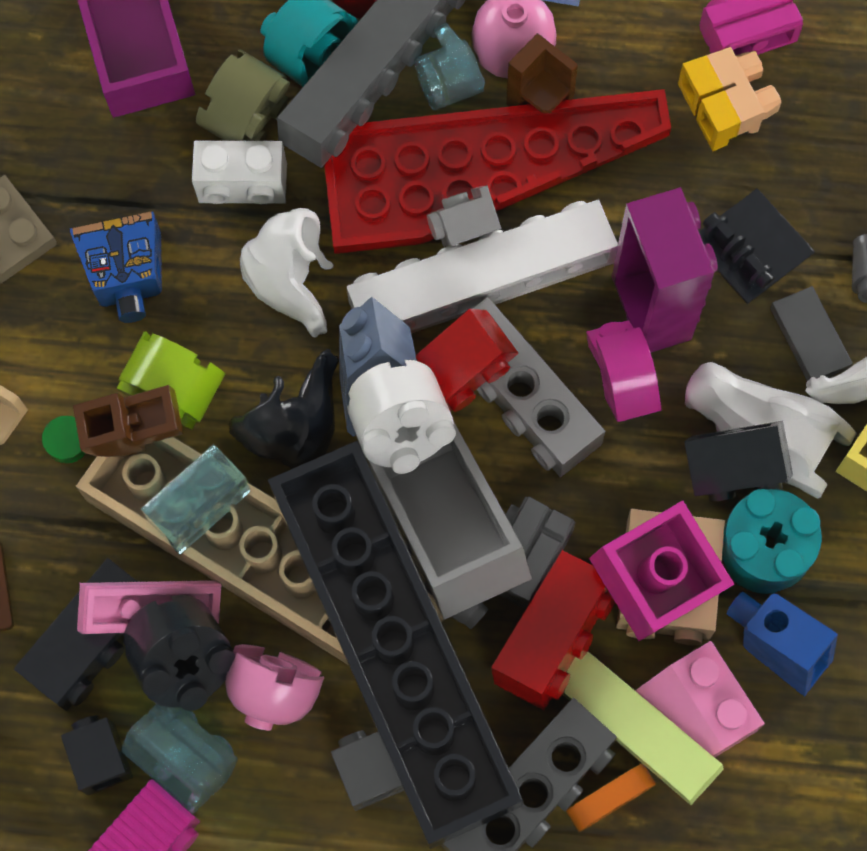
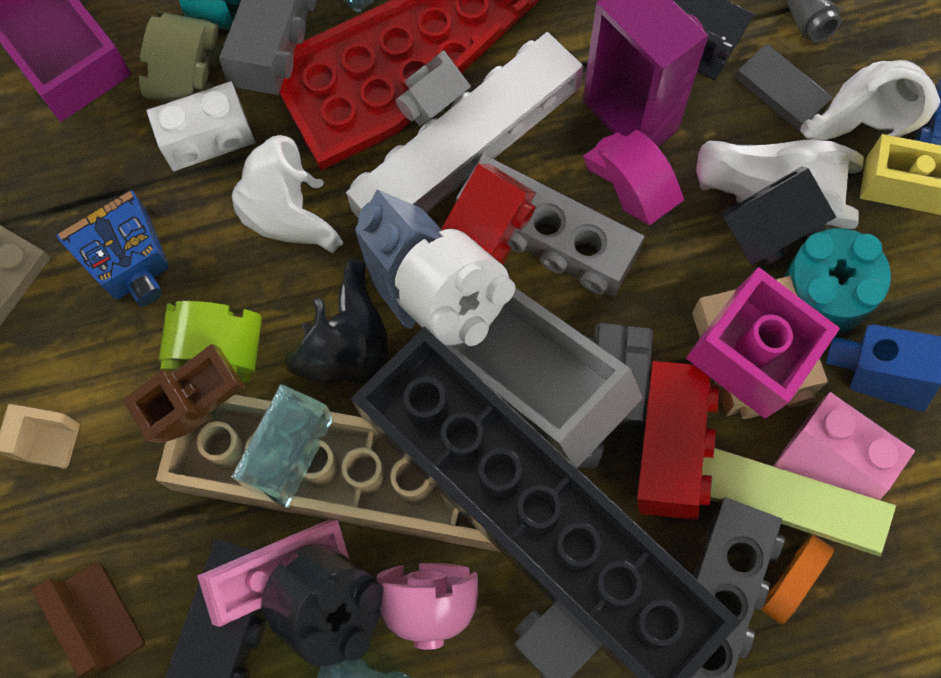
camera: 20 degrees left, 0 degrees up
(62, 440) = (125, 440): green tile -> none

